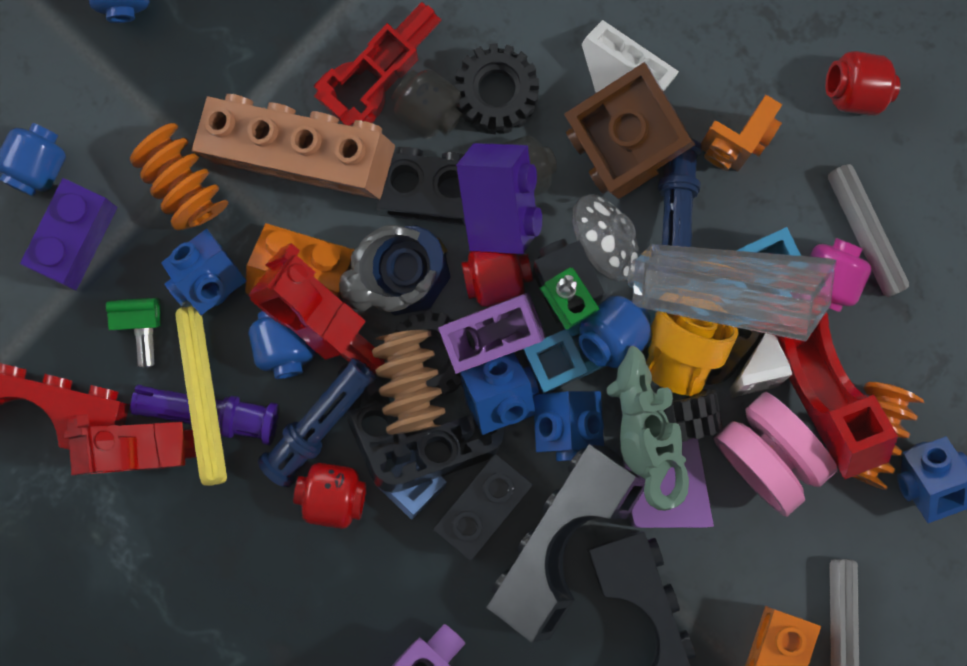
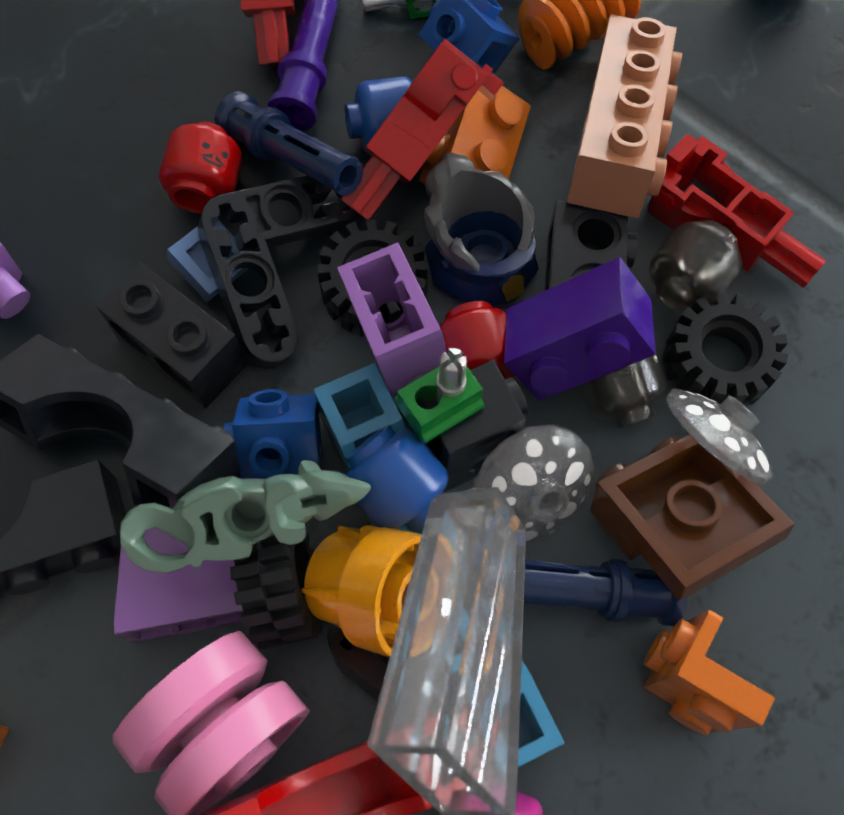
camera: 85 degrees right, 15 degrees down
(200, 396) = (318, 30): light yellow axle -> none
(408, 381) = (330, 224): medium nougat piece -> none
(499, 392) = (317, 341): blue brick -> none
(570, 102) = (723, 432): none -> clear dish
(614, 54) = (804, 496): white slope -> none
(763, 370) = (343, 703): white slope -> none

